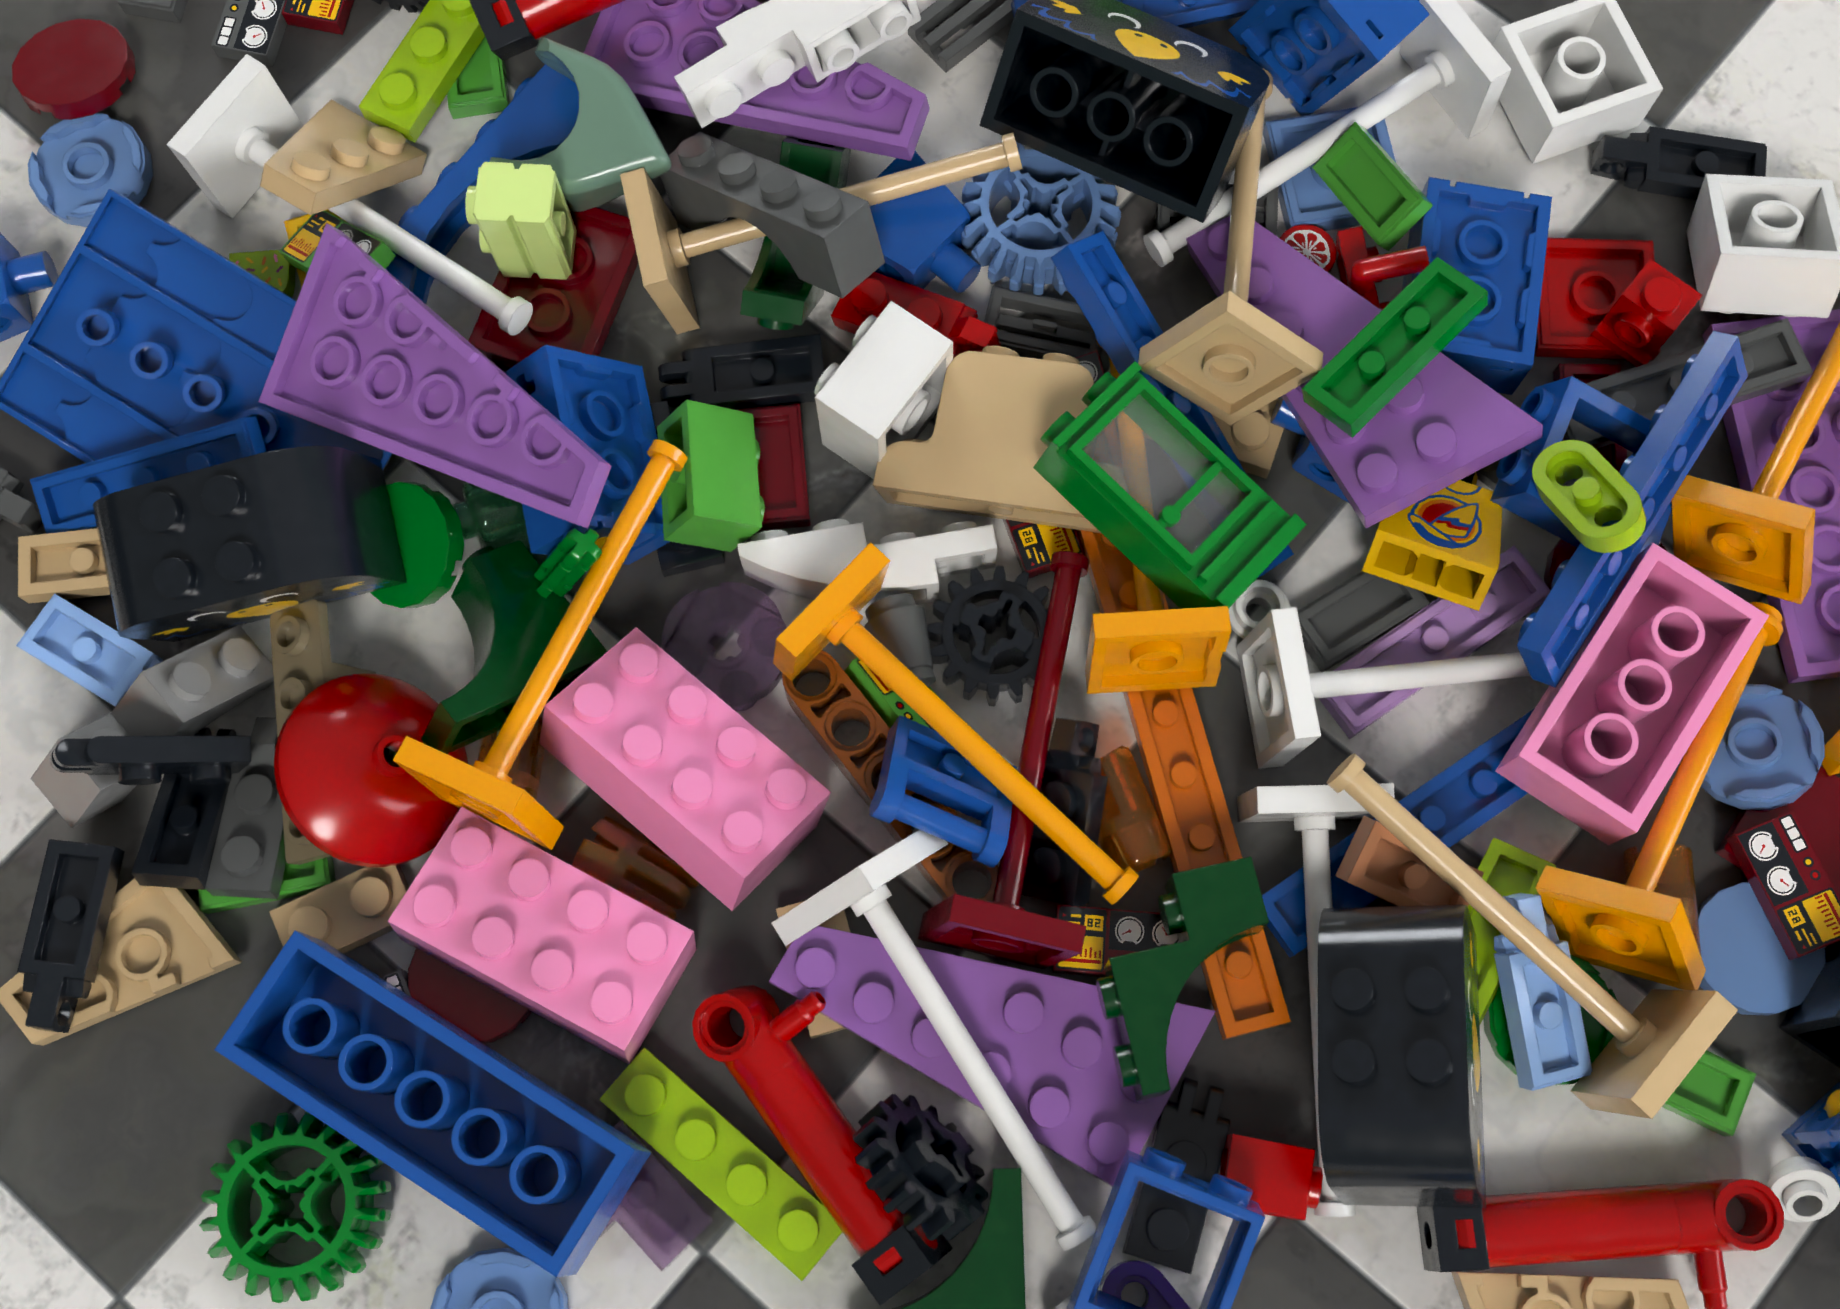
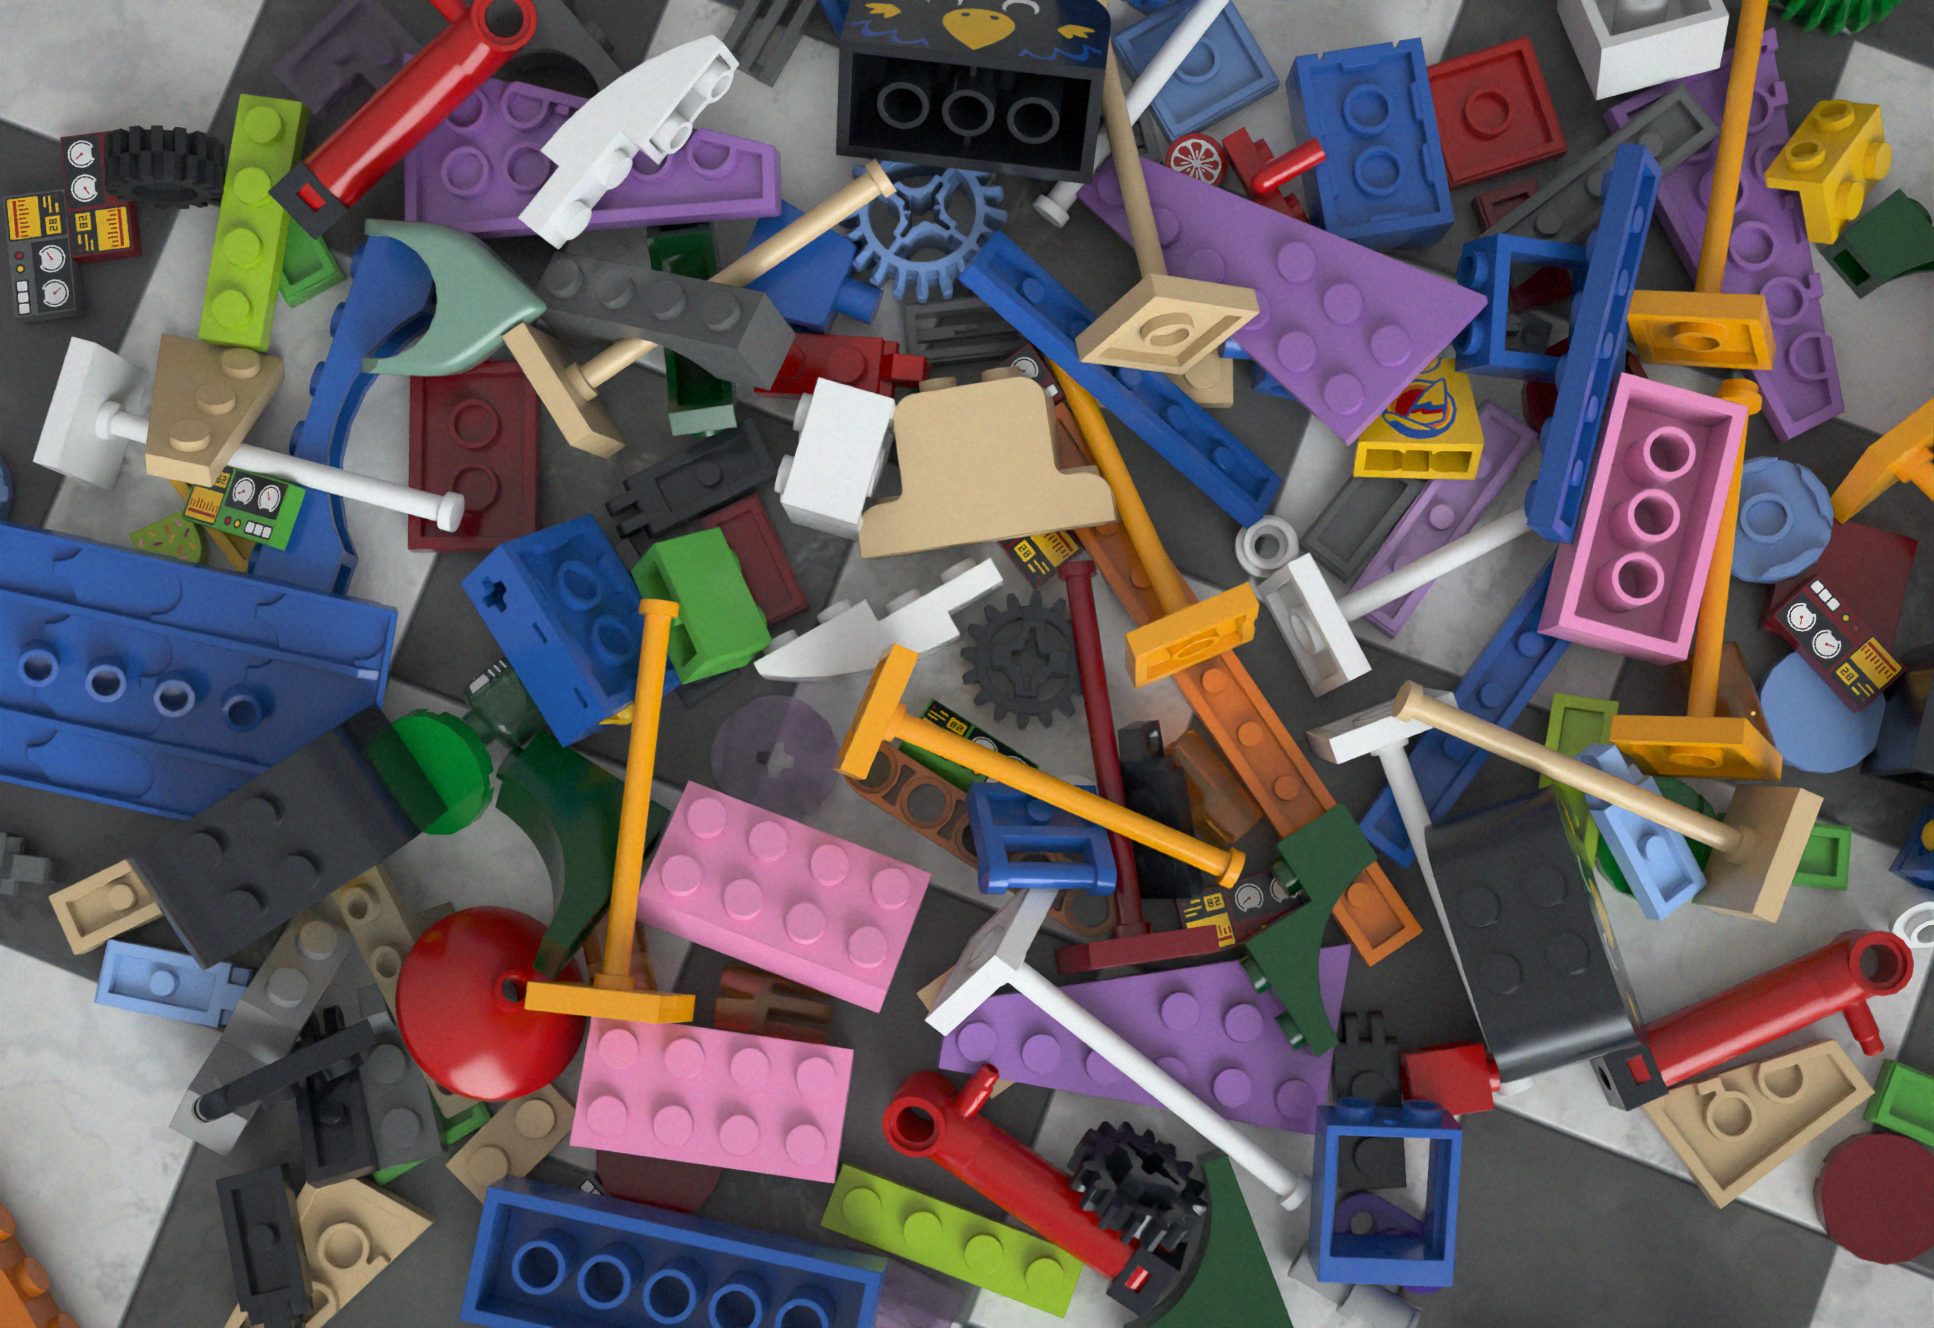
camera: 20 degrees left, 10 degrees up
(68, 495) = (158, 795): blue tile -> none
(400, 378) = (368, 626): medium lavender wing -> none
(522, 220) = (420, 413): yellowish green brick -> none
(568, 562) = (604, 748): green axle -> none
(904, 632) = (943, 699): dark grey cone -> none
(1164, 493) = (1151, 483): green door -> none
(1372, 186) = (1241, 81): bright green tile -> none
(1391, 871) = (1466, 769): nougat plate -> none
(1395, 346) = (1322, 262): green plate -> none
(1593, 499) = (1554, 360): lime plate -> none
(1646, 314) = (1546, 125): red brick -> none

